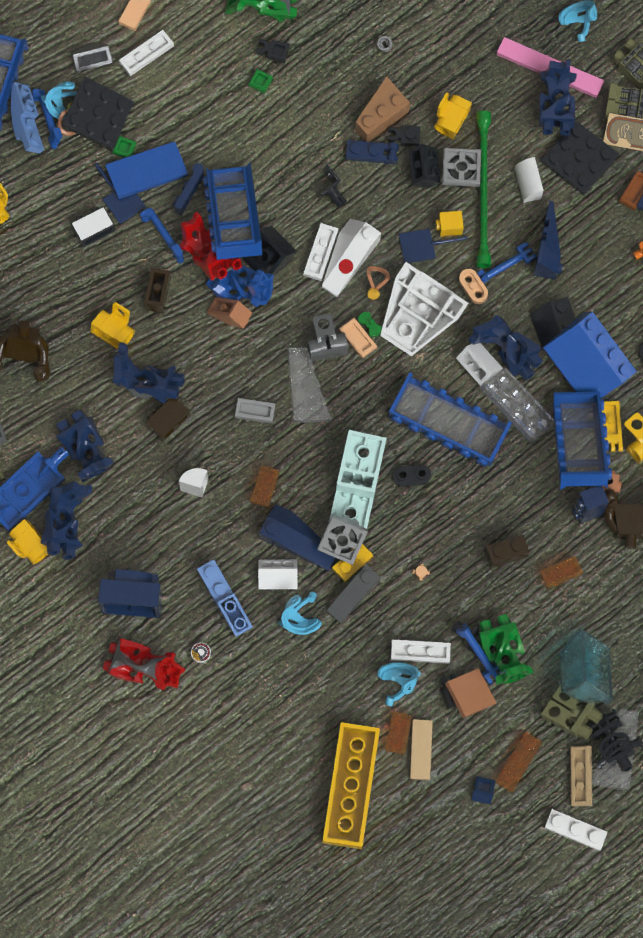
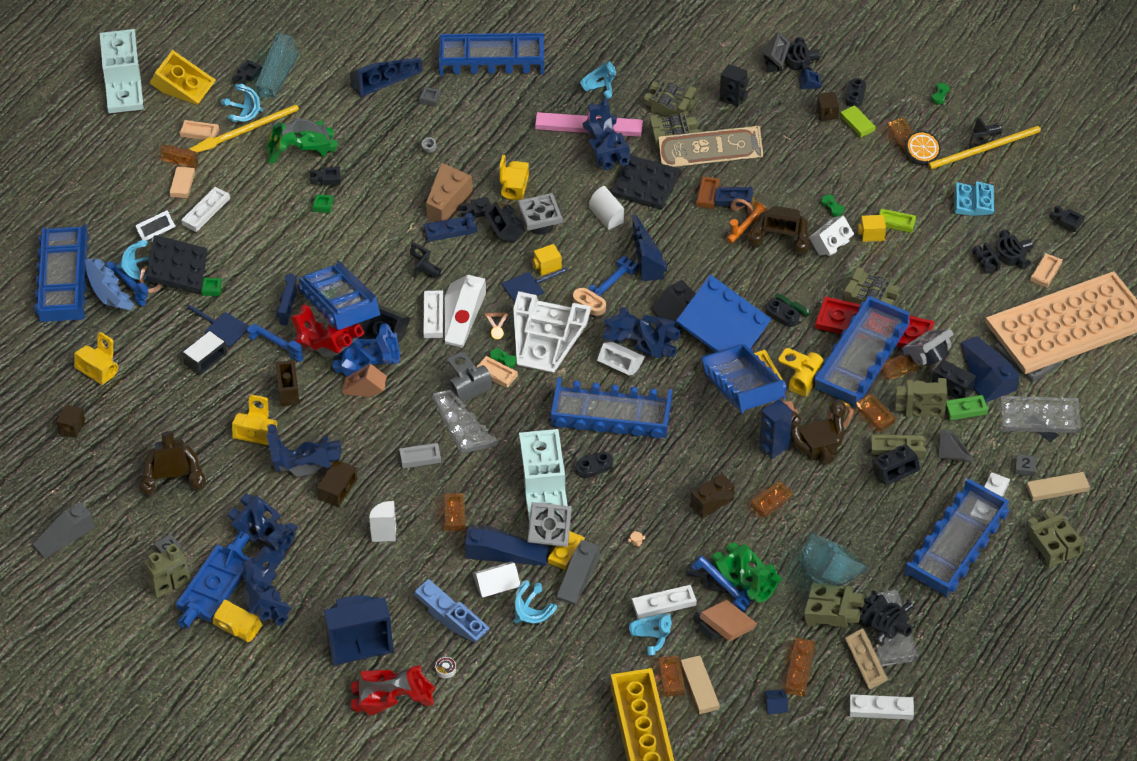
camera: 15 degrees left, 25 degrees down
(146, 170) = (239, 297): blue tile -> none
(483, 258) = (589, 277): green hose -> none
(518, 405) = (671, 377): clear plate -> none

